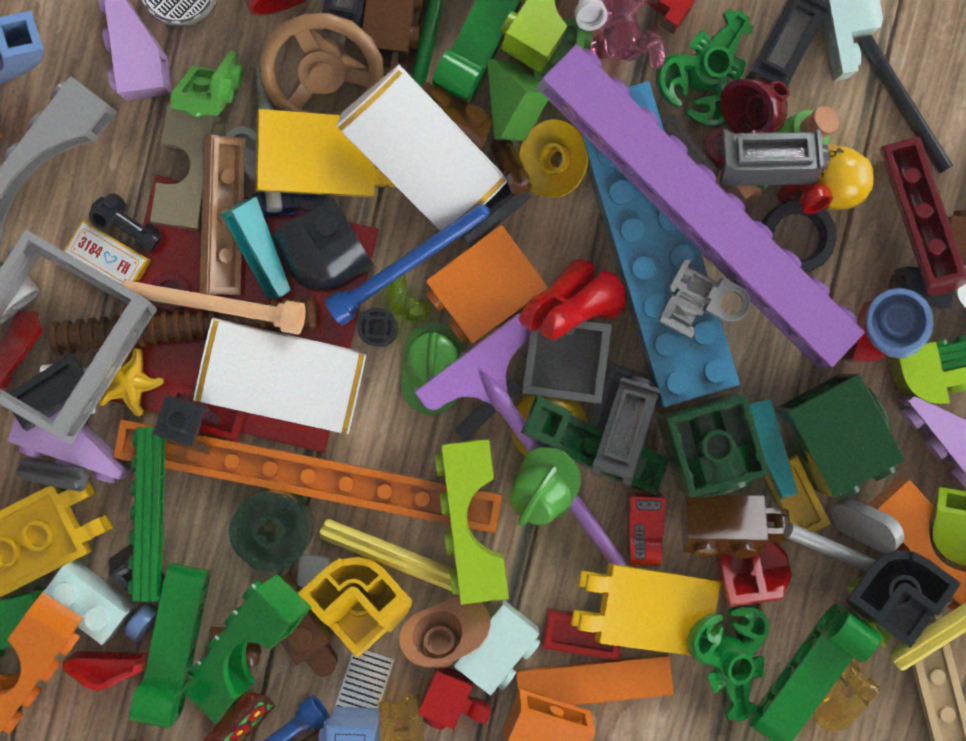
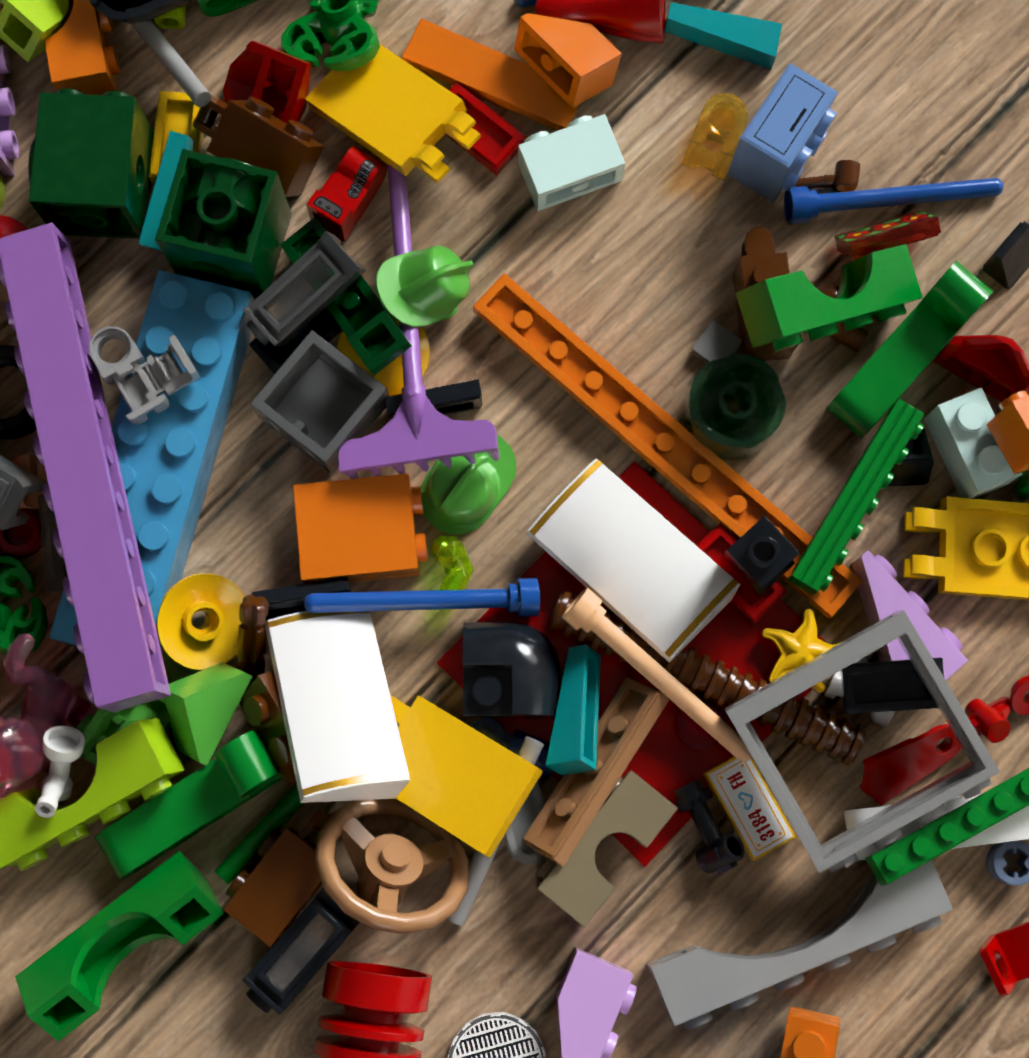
camera: 155 degrees left, 10 degrees down
(52, 474) = (938, 598): dark grey axle -> none
(141, 622) = (928, 393): medium blue tile -> none
(208, 89) = (528, 918): bright green bracket -> none
(357, 601) = (687, 283): yellow brick -> none
(364, 681) = (727, 211): white sticker -> none
(382, 331) = (501, 561): black wheel -> none
(386, 553) = (625, 314): light yellow axle -> none
(444, 633) = (613, 201): nougat piece -> none
(448, 698) = (650, 140): red brick -> none
(479, 570) = (494, 343): lime arch -> none
(574, 299) = (293, 436): red piece -> none
(867, 525) = (122, 61): light grey tile -> none

